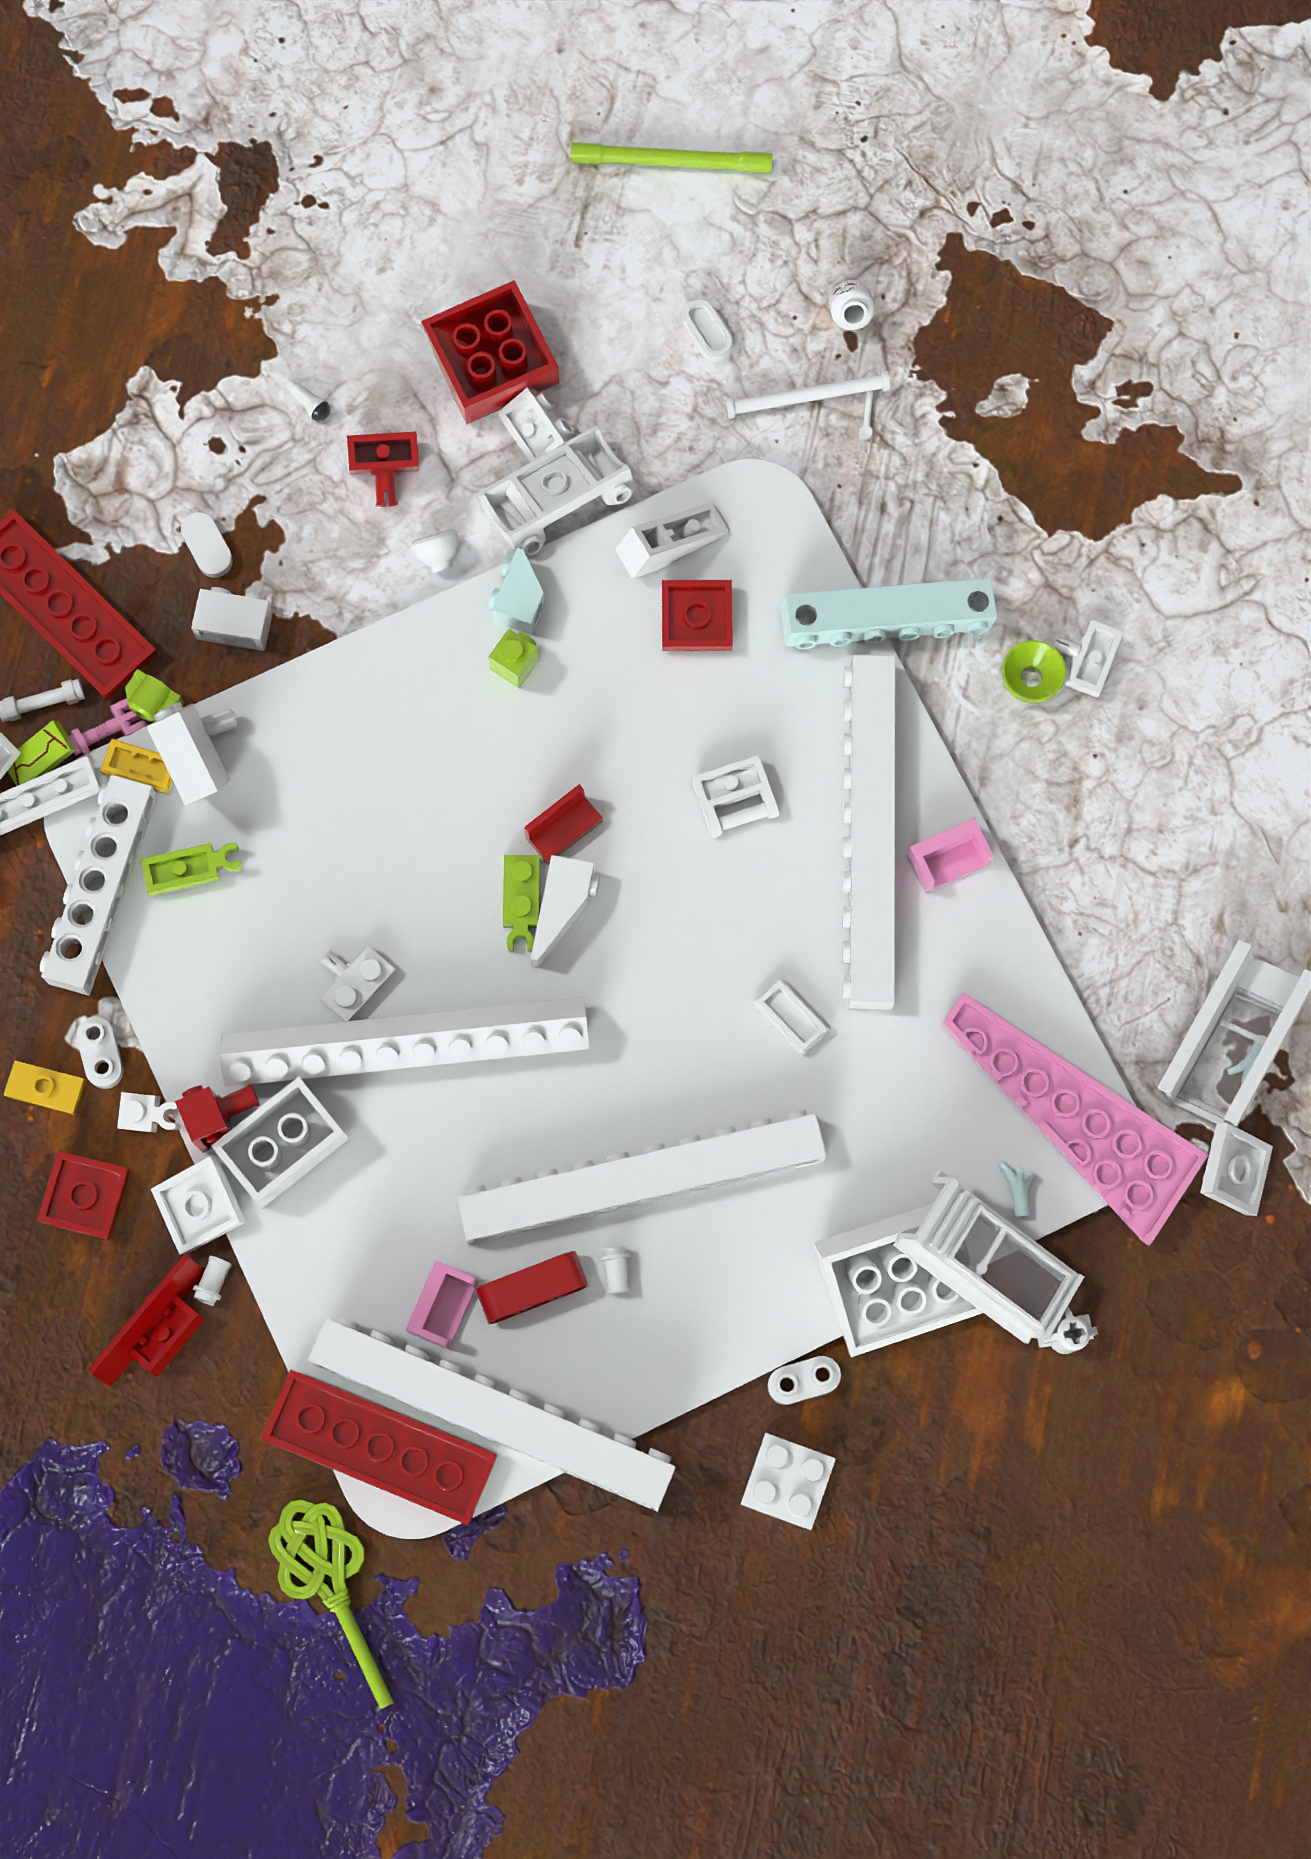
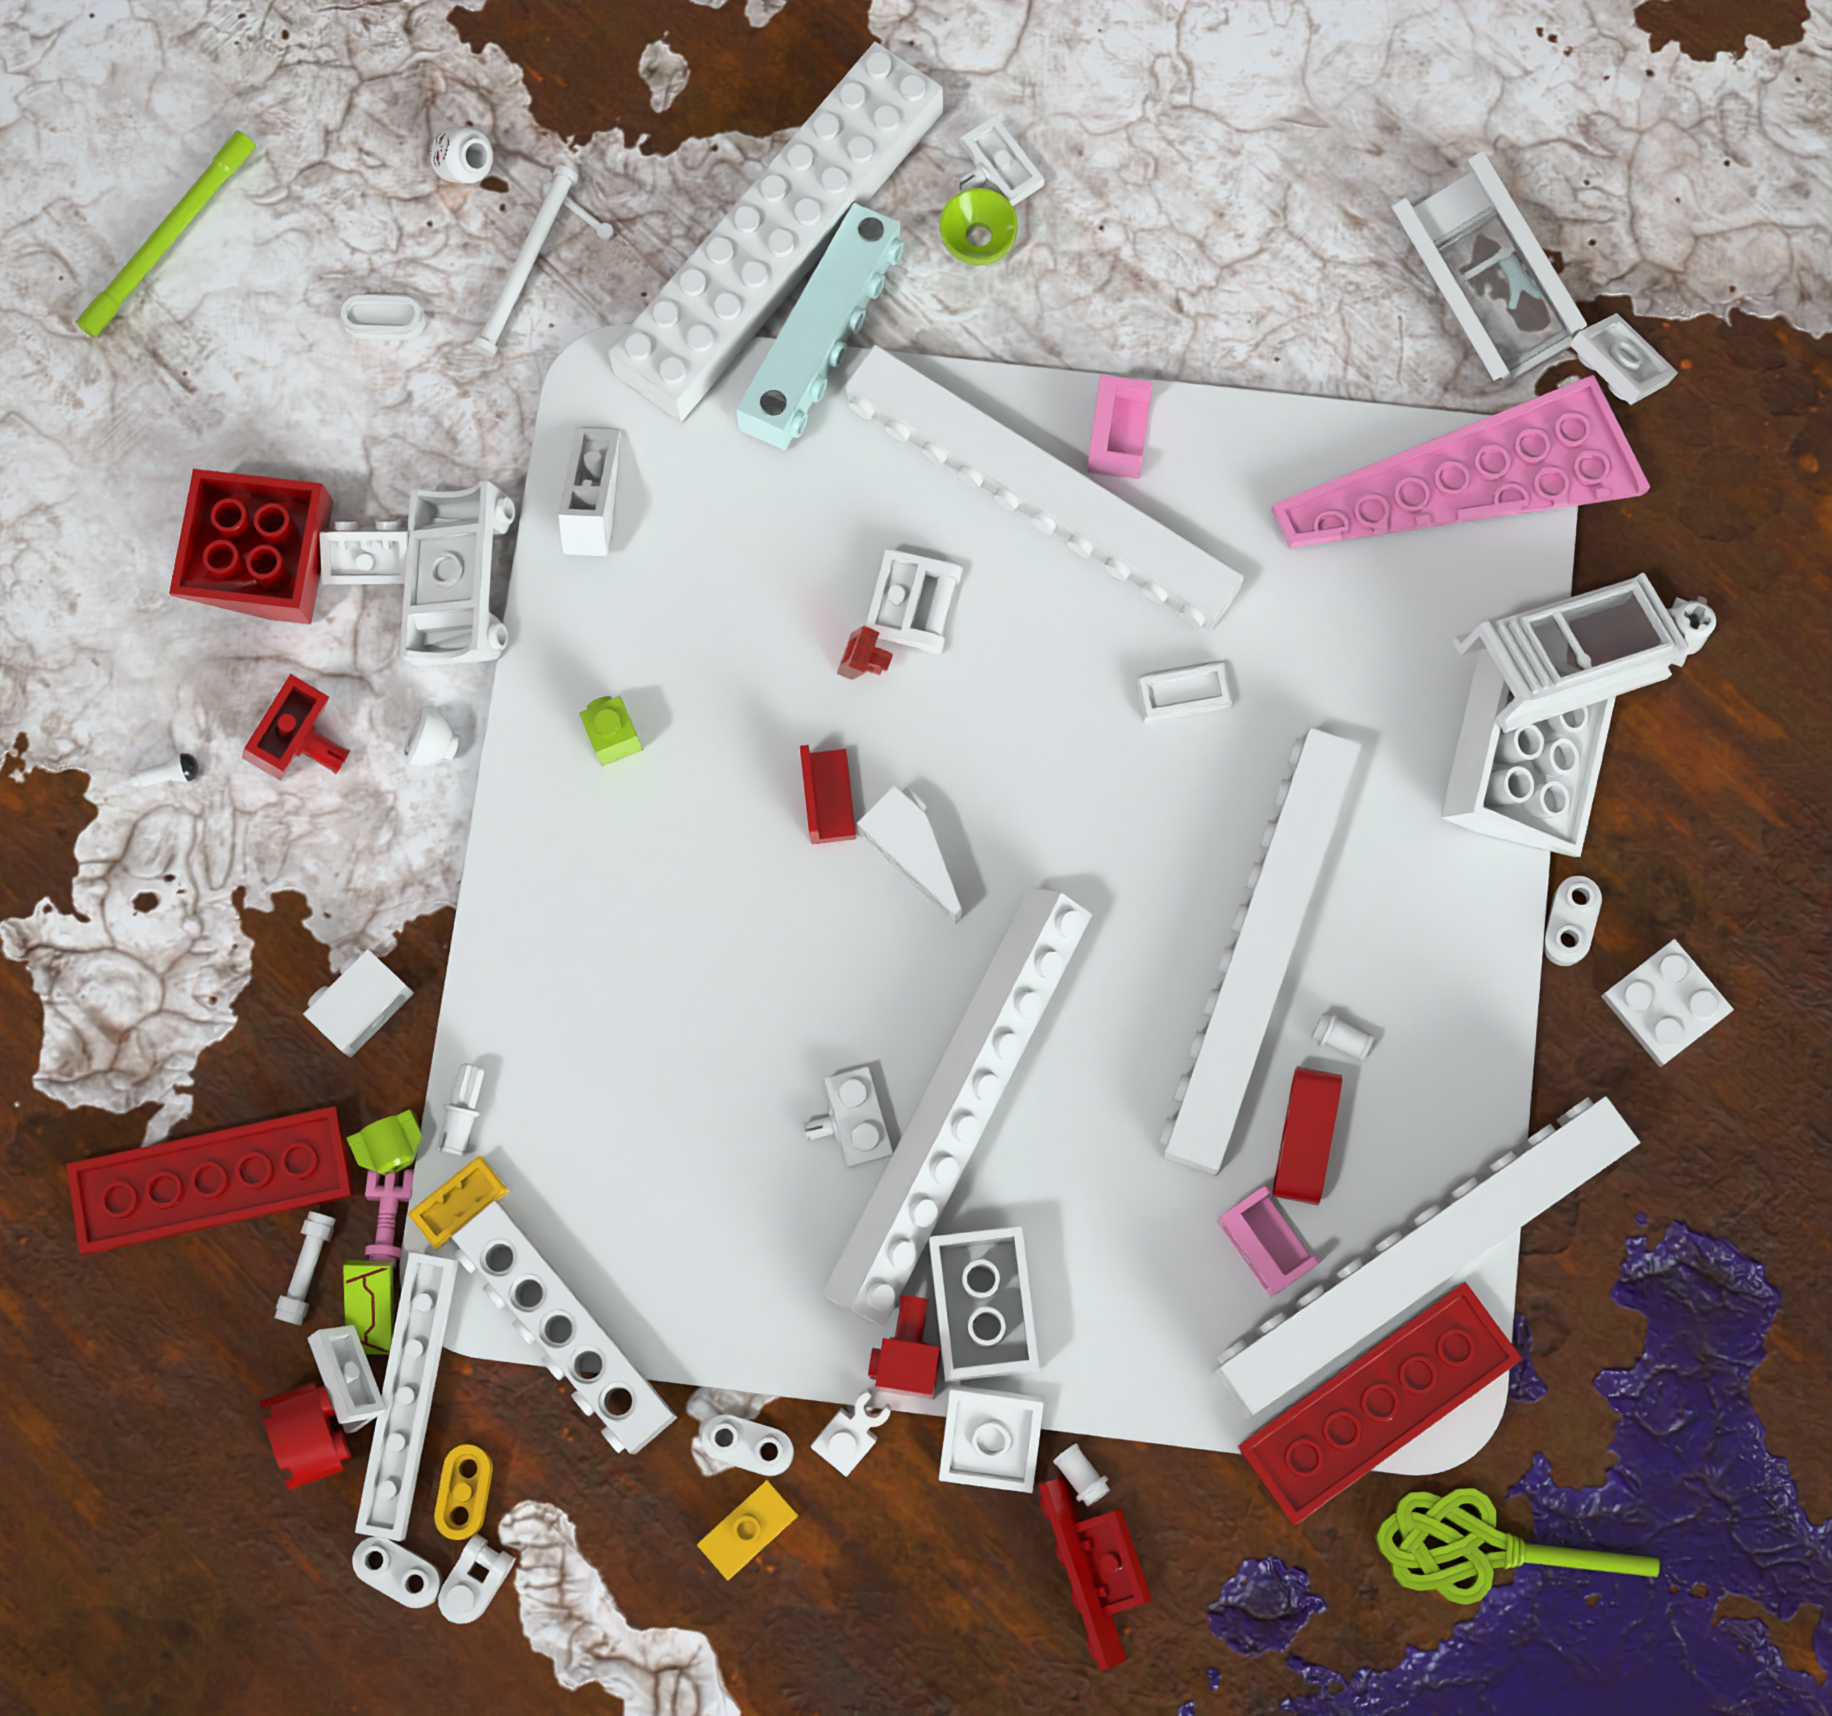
camera: 50 degrees left, 0 degrees up
(83, 1195) = (898, 1559): red plate -> none
(187, 752) = (487, 1135): white brick -> none
(187, 867) = (607, 1220): lime plate -> none
(206, 544) = (252, 980): white tile -> none
(519, 597) = (546, 680): light aqua slope -> none
(521, 897) = (875, 887): lime plate -> none
(674, 786) = (862, 655): none -> clear red tile
(697, 615) = (691, 517): red plate -> none
(938, 541) = (776, 231): none -> white brick
(1019, 1186) = (1510, 580): light aqua bar -> none

